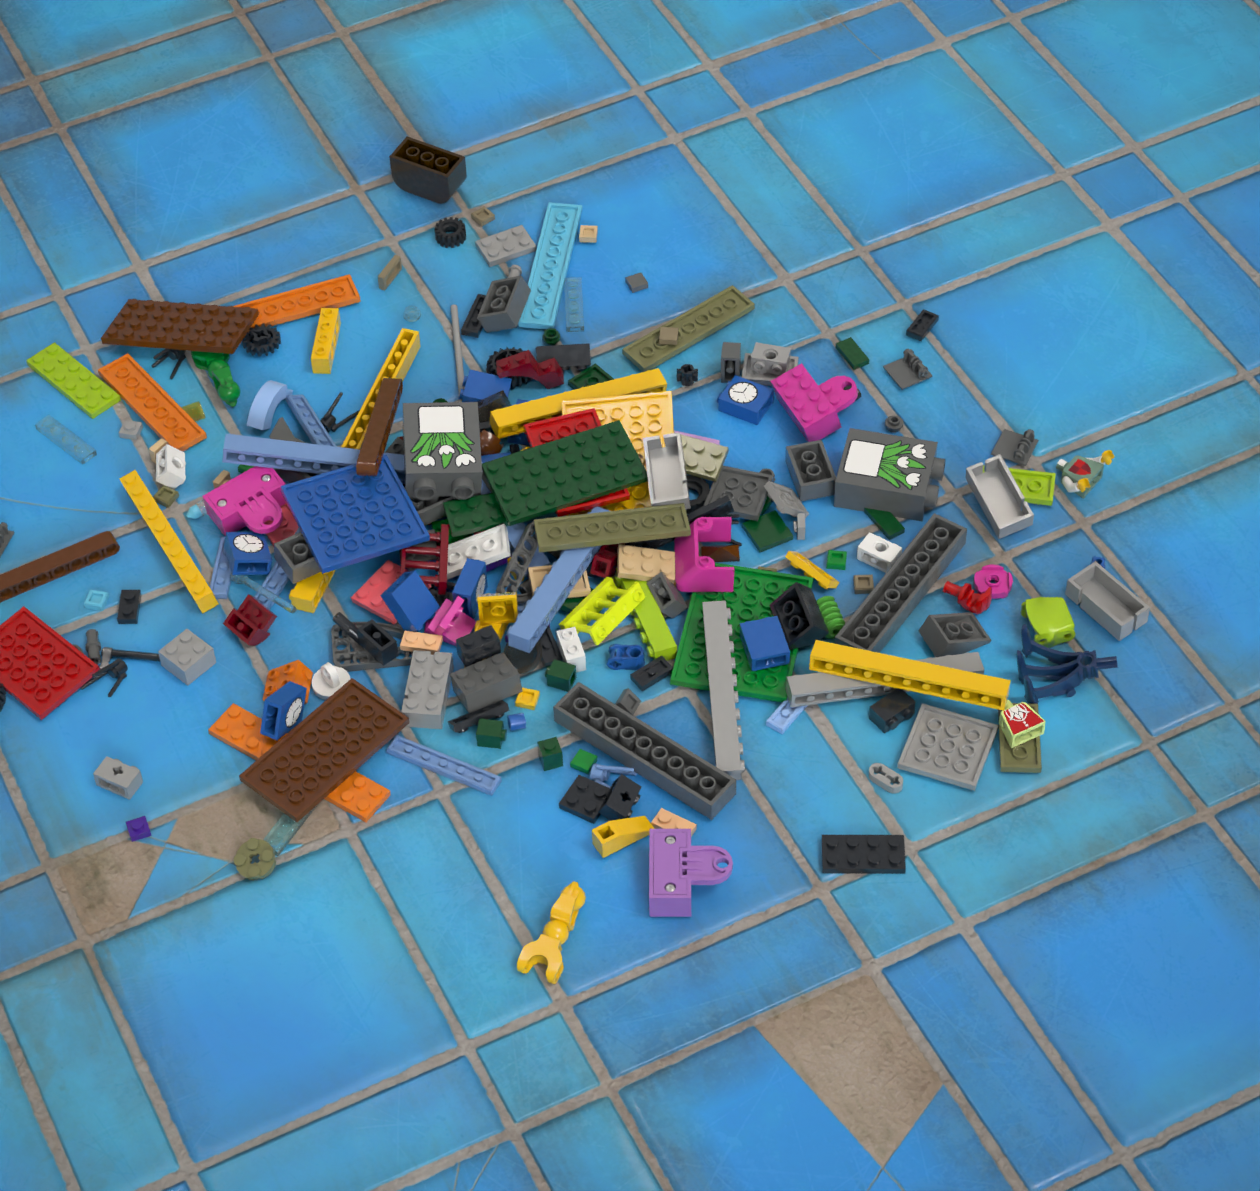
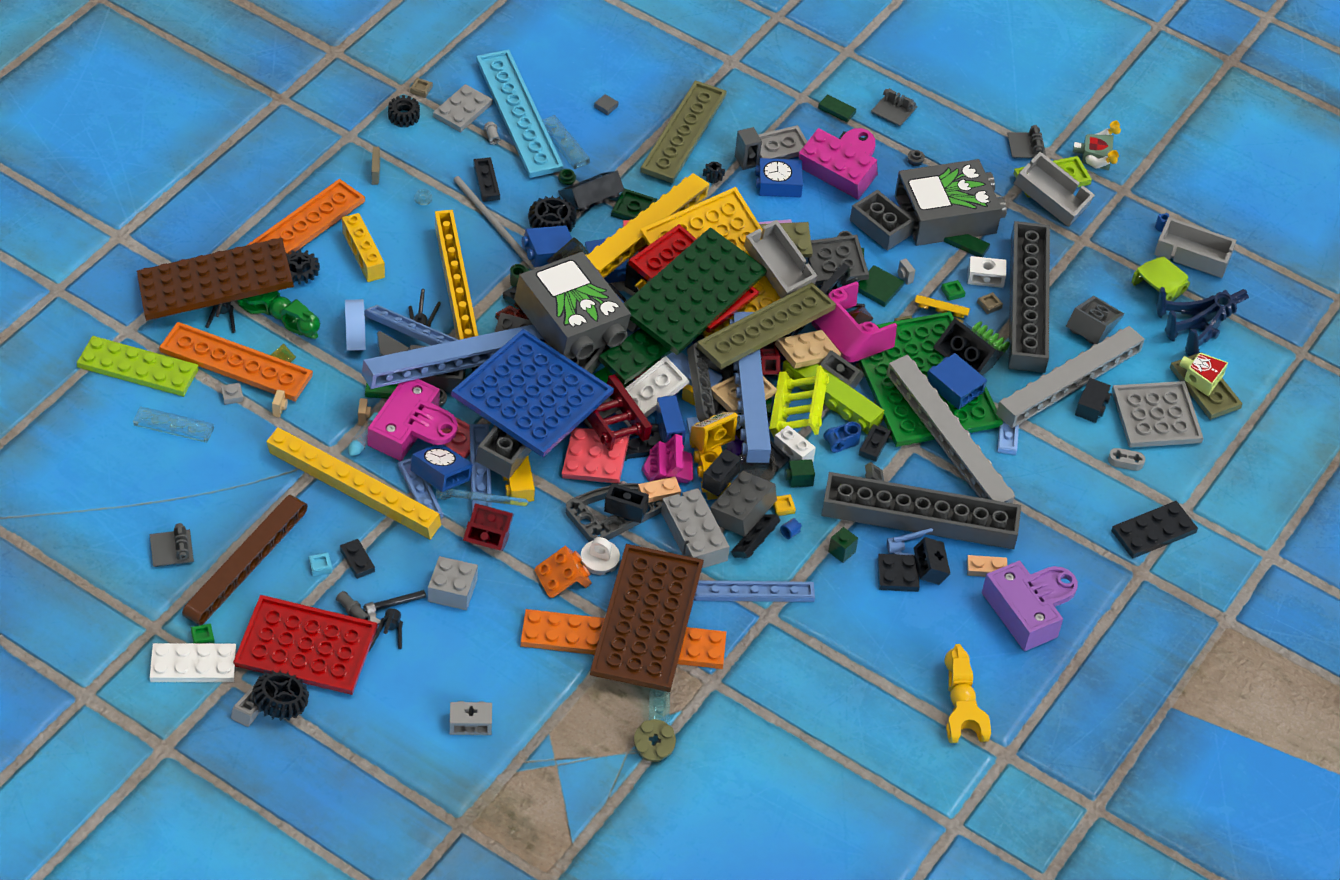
camera: 35 degrees left, 0 degrees up
(138, 828) = (522, 757): dark purple plate -> none
(166, 496) = (315, 440): olive tile -> none
(170, 467) = (304, 413): white brick -> none
(283, 710) = (588, 596): blue brick -> none
(347, 626) = (587, 501): black axle -> none
(379, 427) = (497, 306): reddish brown beam -> none
(410, 601) = (632, 455): blue brick -> none
(427, 170) = (350, 59): dark brown brick -> none
(490, 733) = (778, 547): dark green brick -> none
(504, 304) = (509, 160): dark grey brick -> none
(524, 364) = (573, 209): dark red arch -> none
(583, 761) = (872, 541): green tile -> none
(588, 233) = (532, 73): tan plate -> none
(619, 834) = (952, 591): yellow slope -> none
(668, 335) = (675, 142): dark tan tile -> none
(770, 358) = (780, 134): light grey brick -> none
(785, 499) = (885, 256): light grey plate -> none
(909, 675) = (1099, 363): yellow brick -> none
(922, 325) = (878, 65): black plate -> none
(968, 599) = (1087, 285): red piece -> none
(993, 572) = (1090, 271): dark pink plate -> none

